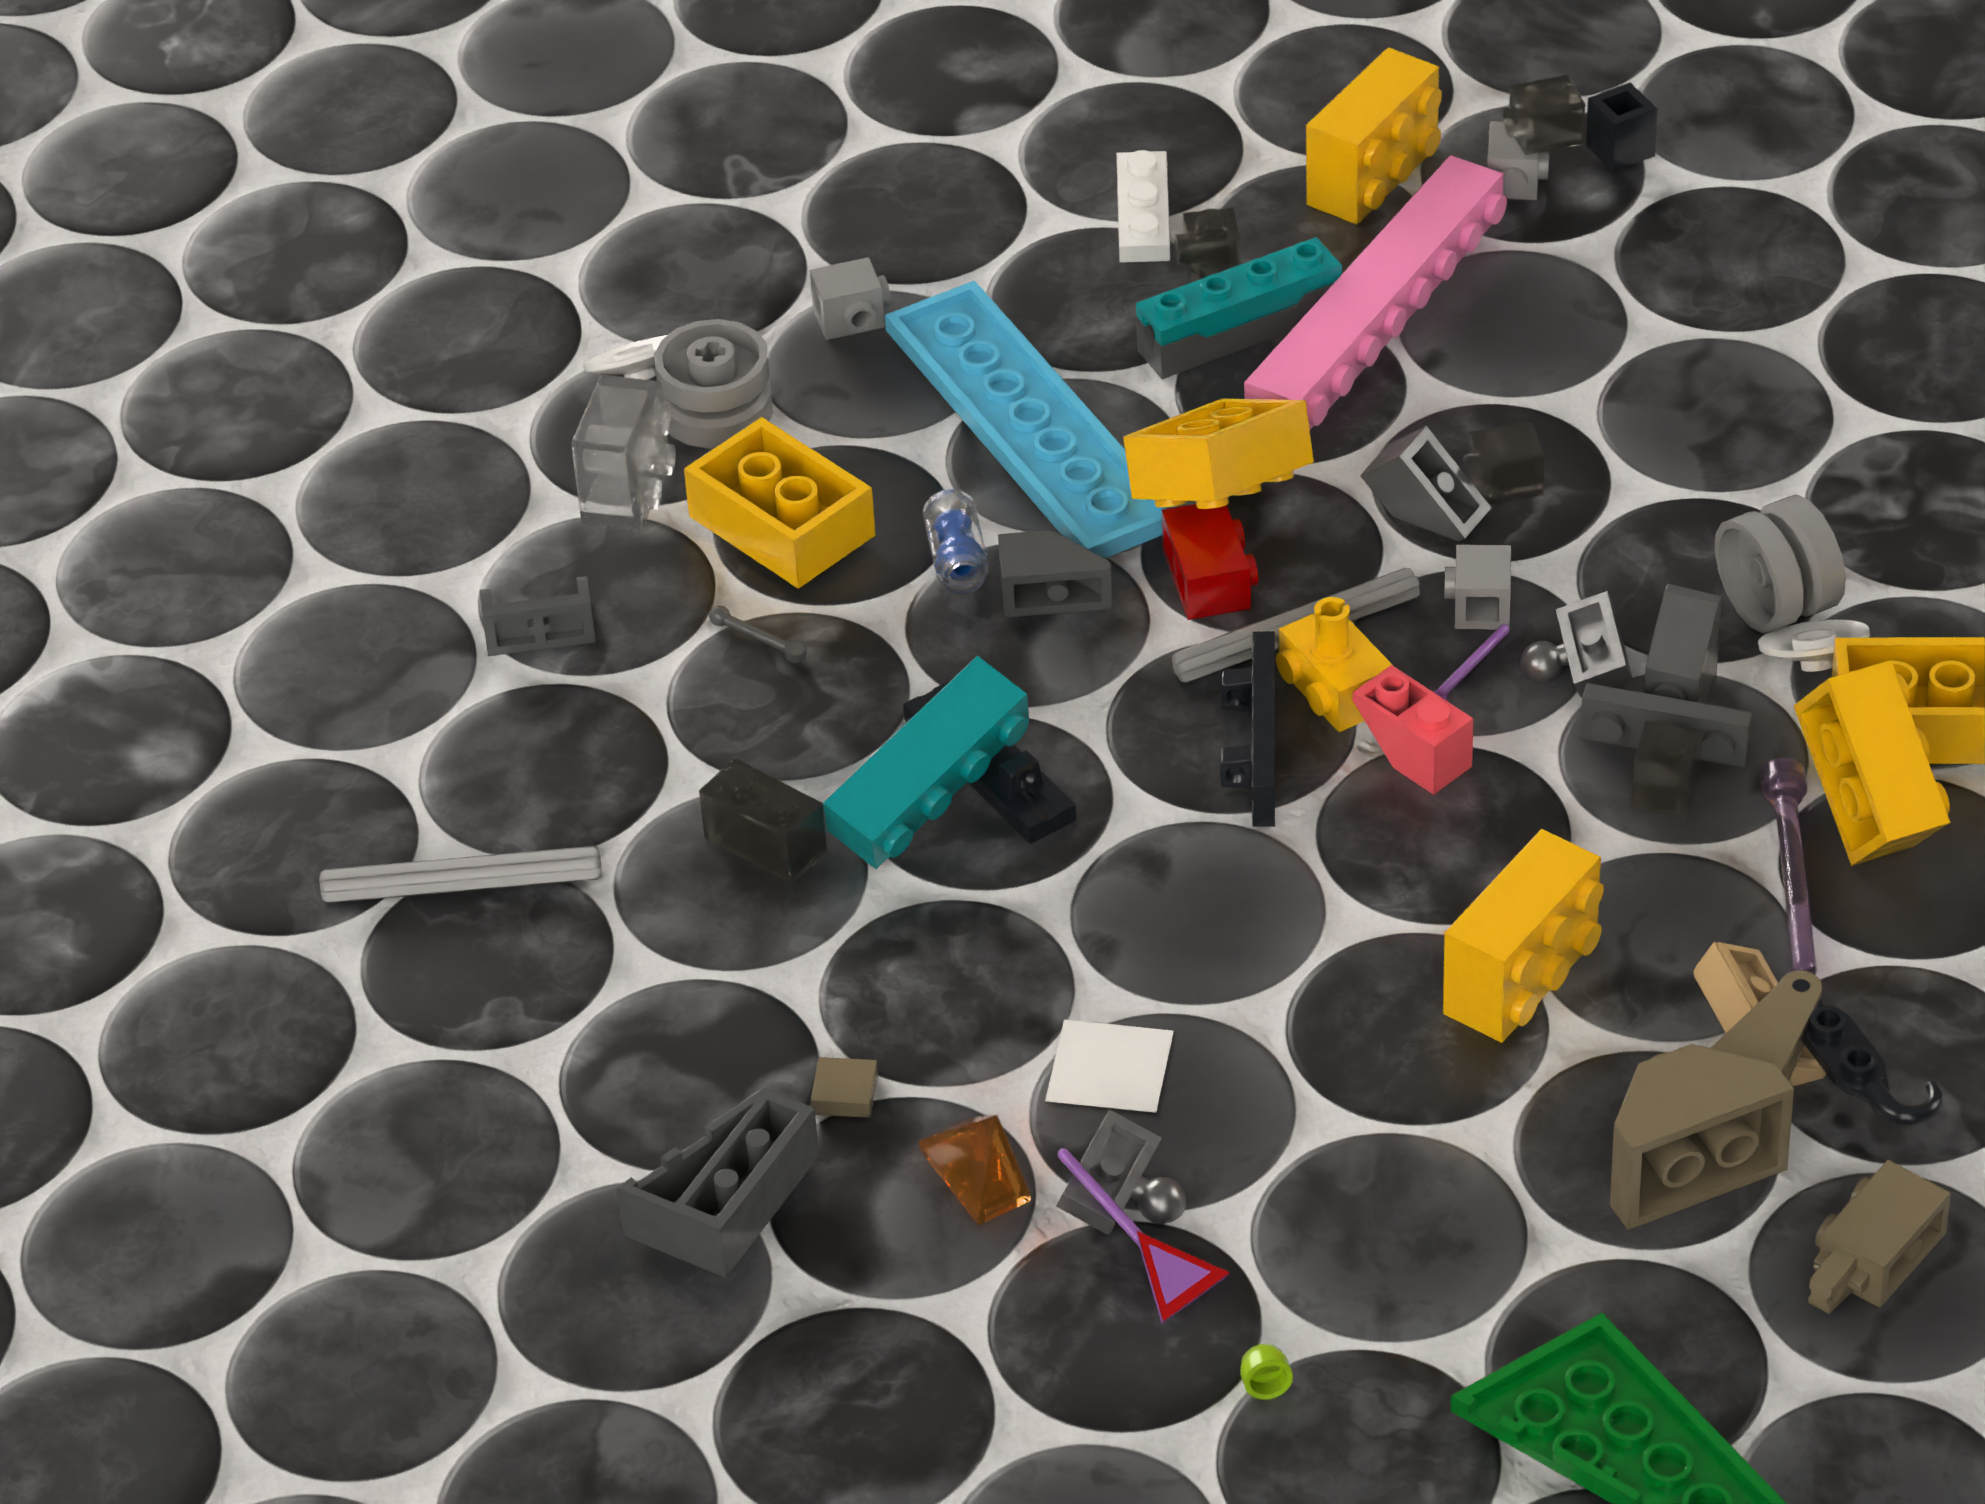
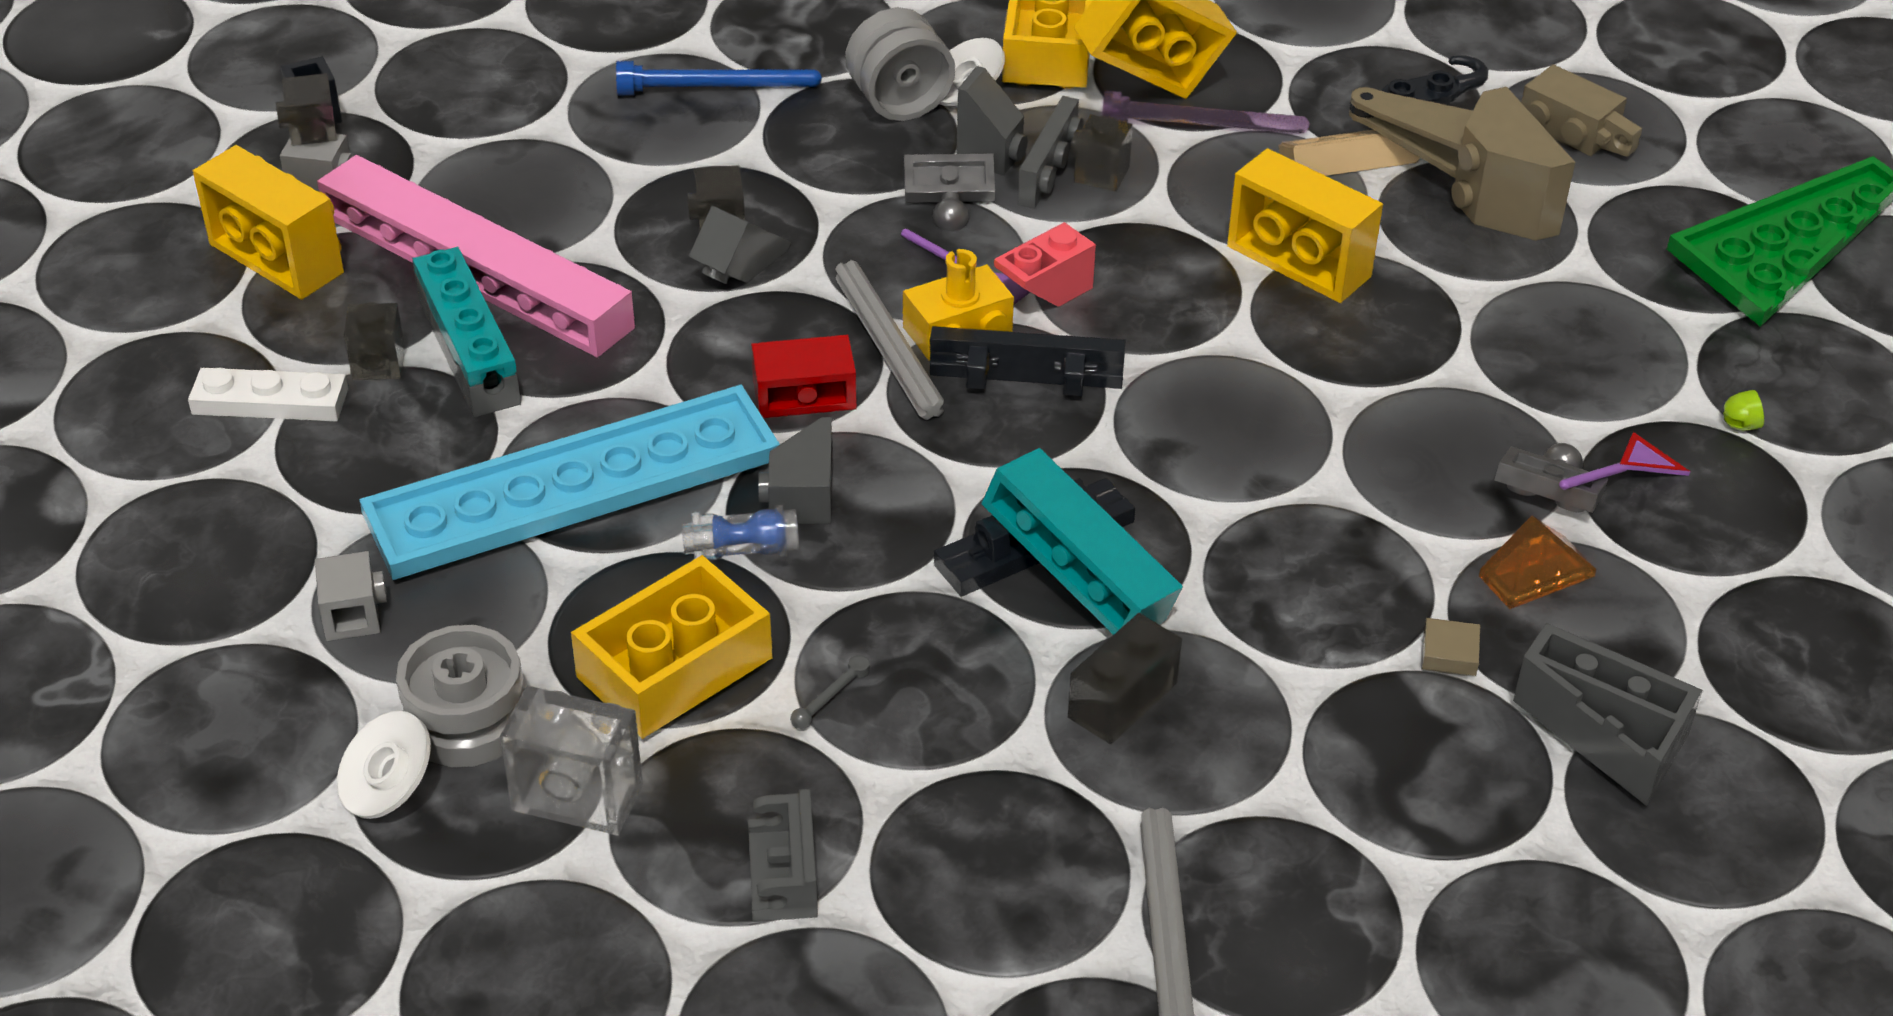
camera: 90 degrees left, 0 degrees up
(1109, 1066) = (1406, 487): white sticker -> none
(1218, 451) = (704, 329): yellow brick -> none
(1480, 586) = (869, 226): light grey brick -> none
(1744, 370) = (634, 78): none -> blue piece

